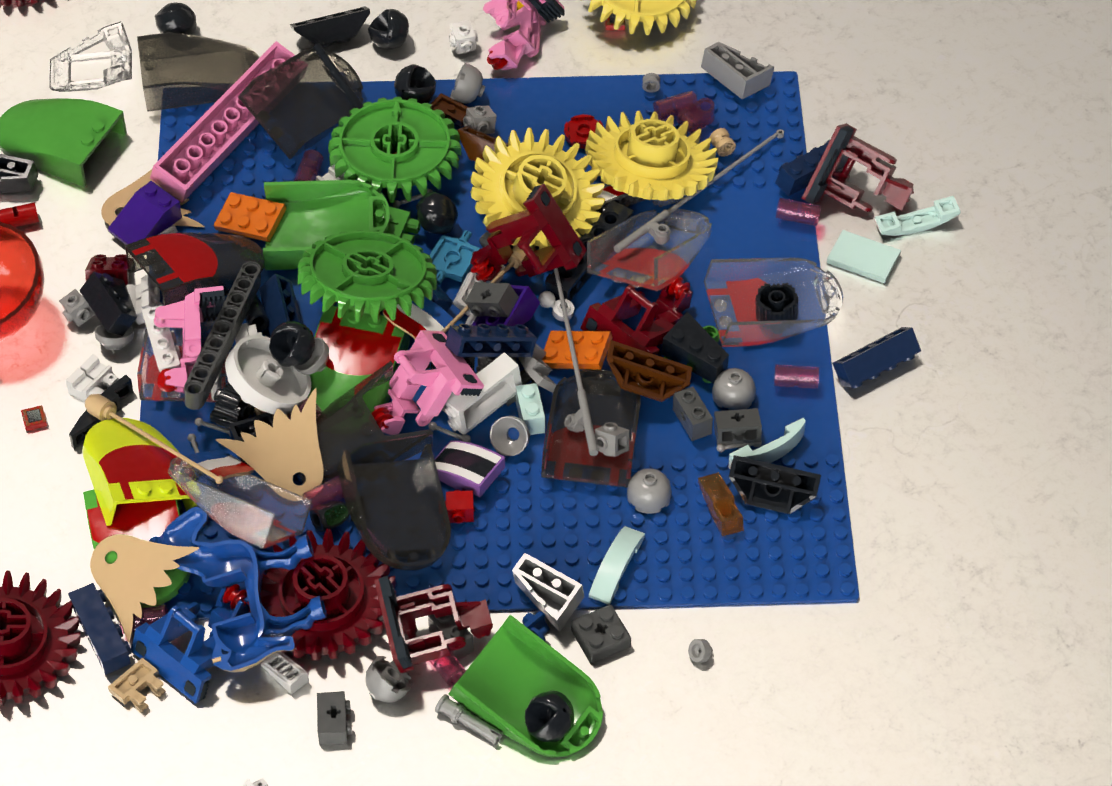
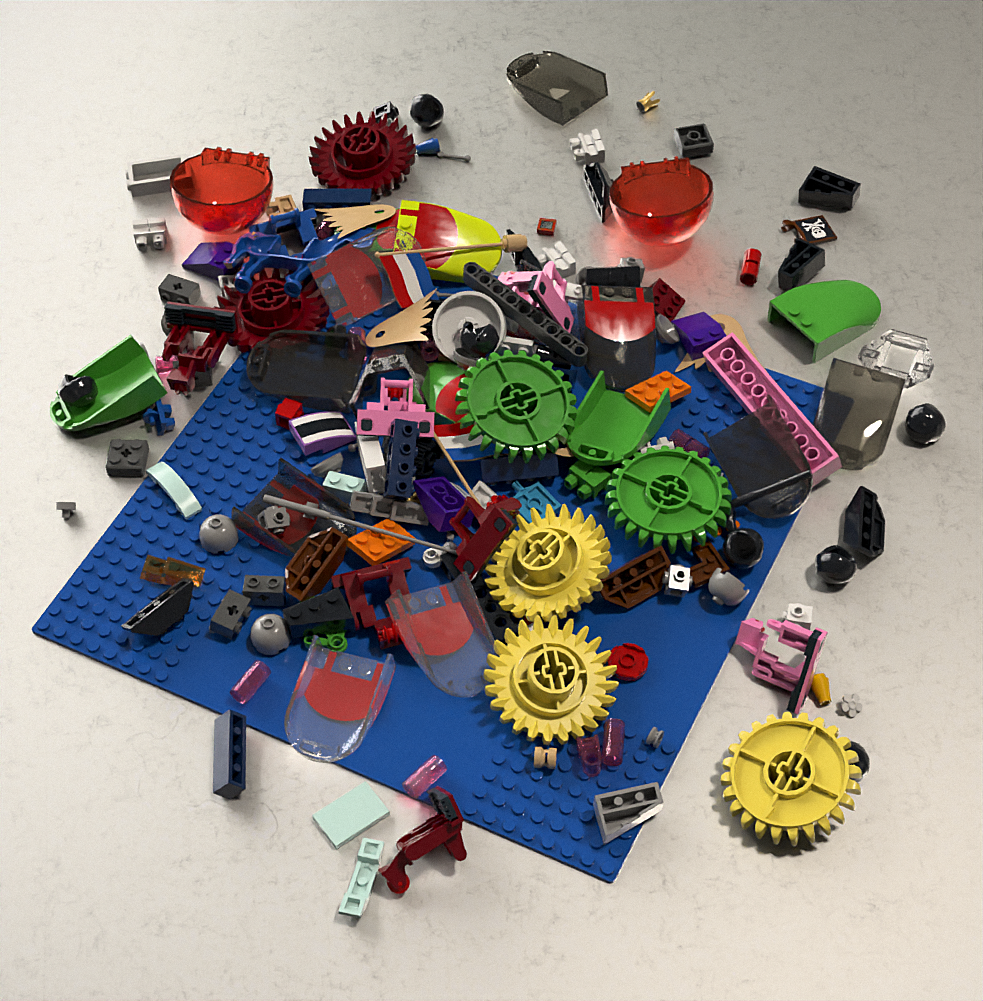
camera: 120 degrees right, 0 degrees up
(164, 713) = (222, 190): none -> clear red windscreen
(259, 713) = (208, 259): none -> dark purple slope
(436, 213) = (584, 497): black piece -> none
(491, 299) = (451, 487): dark grey brick -> none
(548, 589) = (178, 430): light grey wedge -> none
(661, 231) = (459, 651): light grey piece -> none
(775, 449) = (196, 610): light aqua slope -> none
(776, 303) = (323, 694): black brick -> none
(798, 173) = (473, 826): dark blue brick -> none

